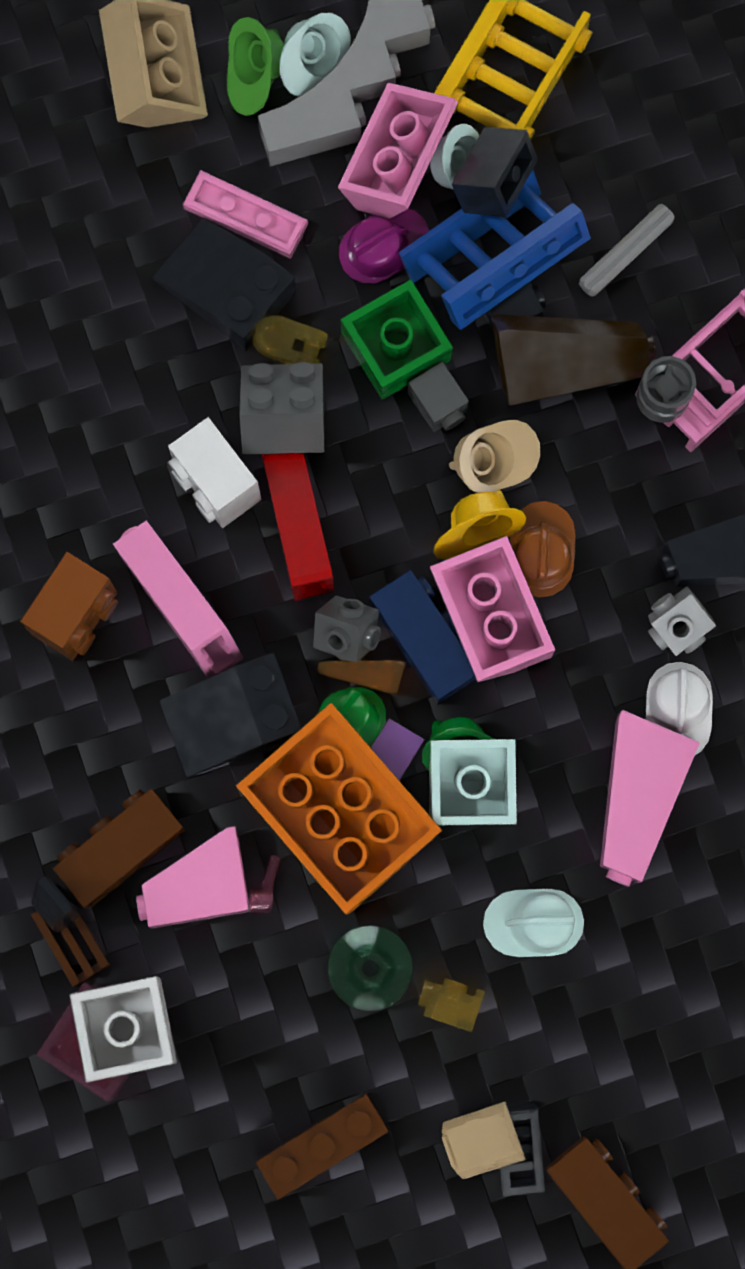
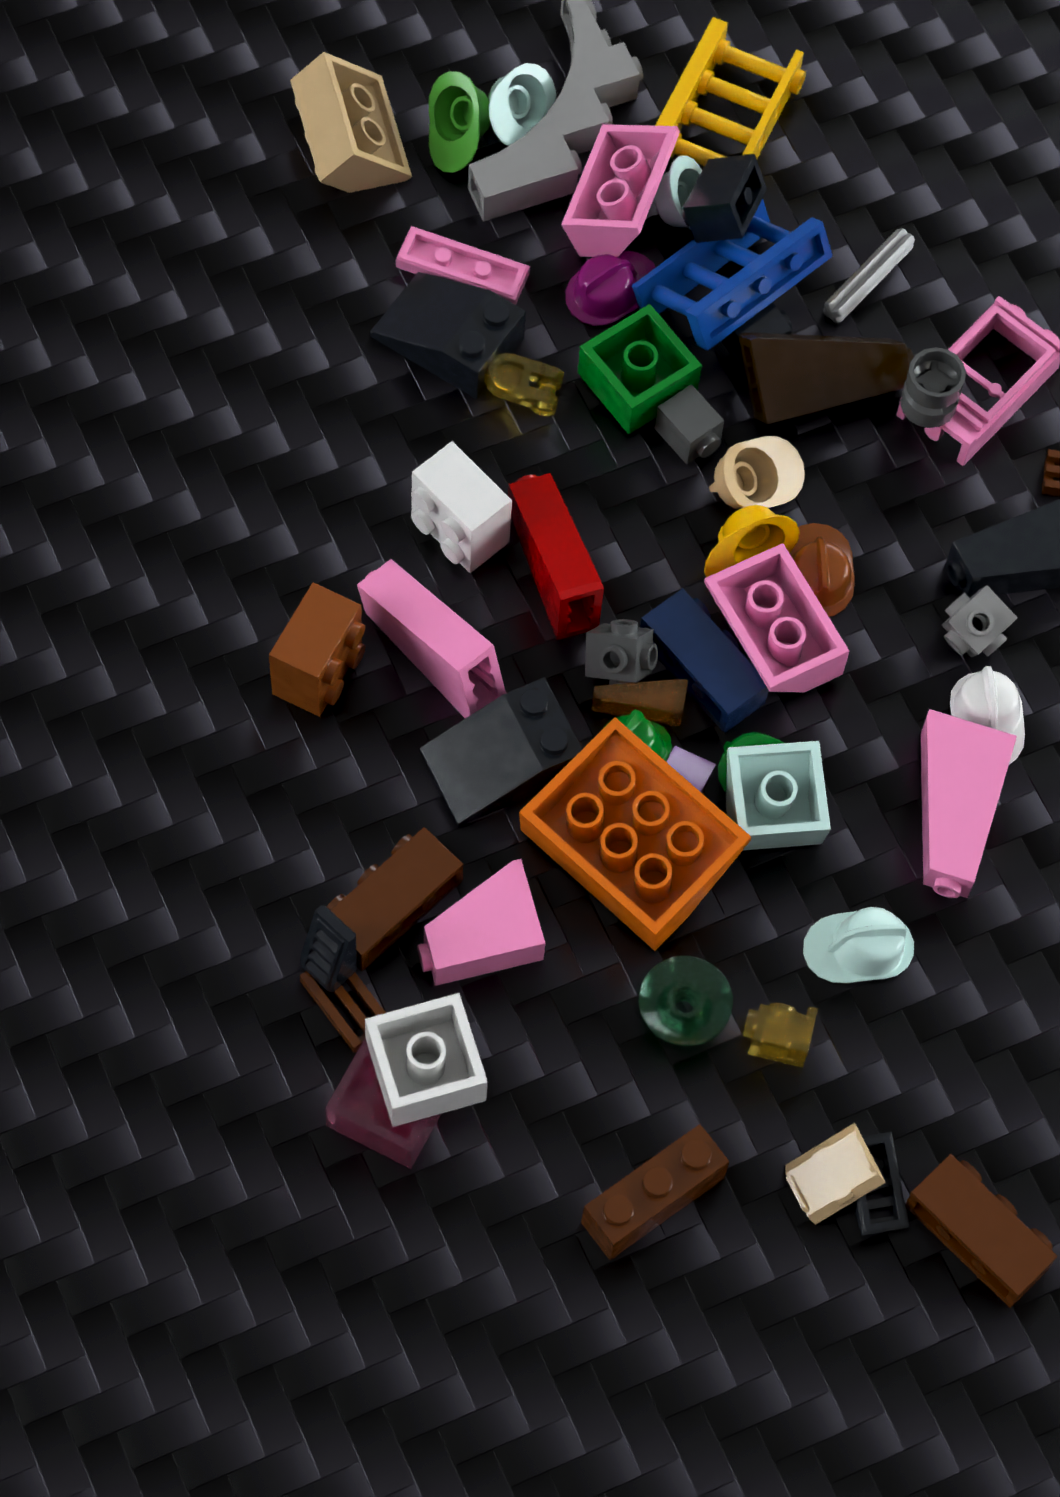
camera: 10 degrees left, 15 degrees down
(262, 900) = (557, 941): clear pink hand -> none
(282, 408) = (527, 438): dark grey brick -> none

